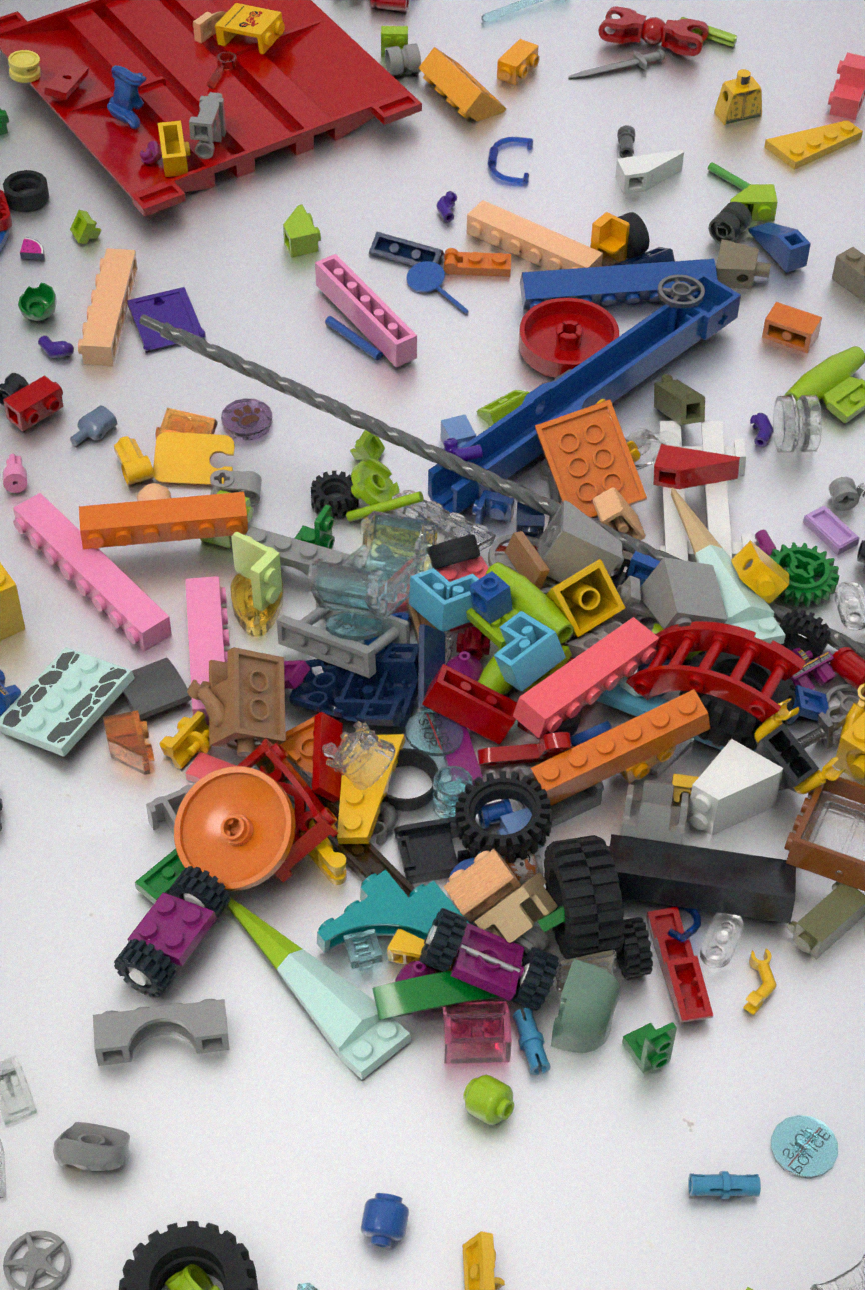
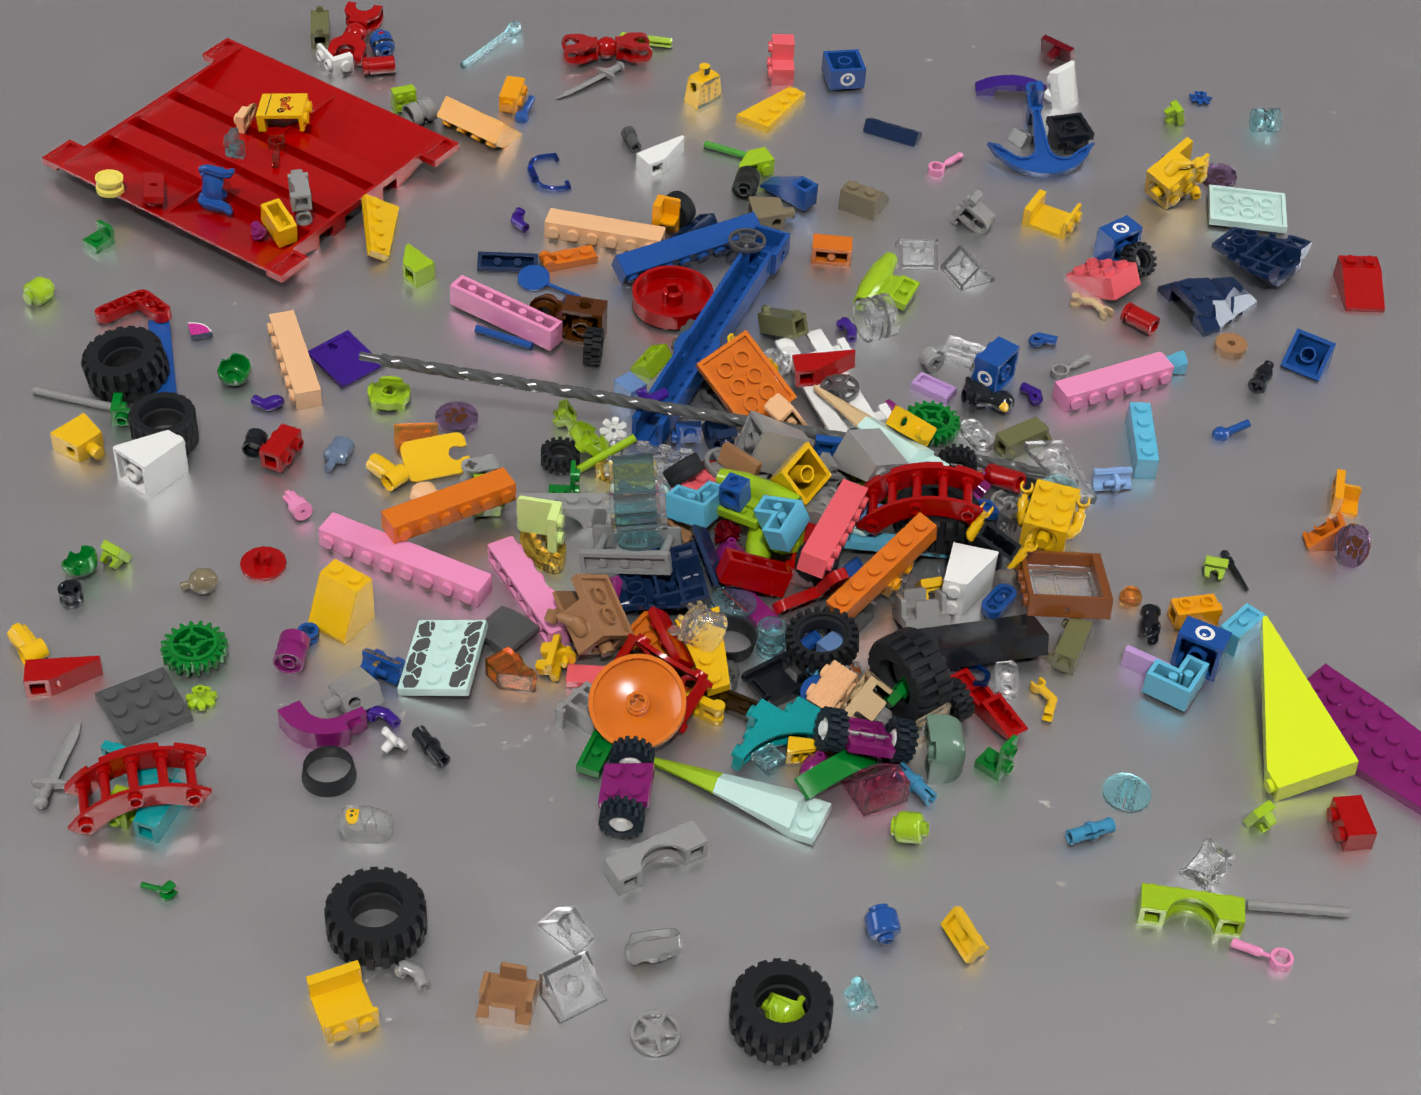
camera: 25 degrees left, 5 degrees down
(23, 180) = (166, 275): black tyre -> none
(84, 227) = (234, 303): lime tile -> none
(177, 51) = (233, 146): none -> clear light blue bracket
(191, 382) = (379, 396): none -> lime plate
(286, 176) = (379, 226): none -> yellow wing
(411, 478) = (619, 432): none -> white plant
(441, 373) = (593, 346): none -> black tyre
(442, 336) = (575, 313): none -> reddish brown brick
(518, 89) = (522, 115): none -> blue bar
(705, 500) = (841, 388): none -> flat silver wheel
(763, 830) = (998, 601): none -> blue plate

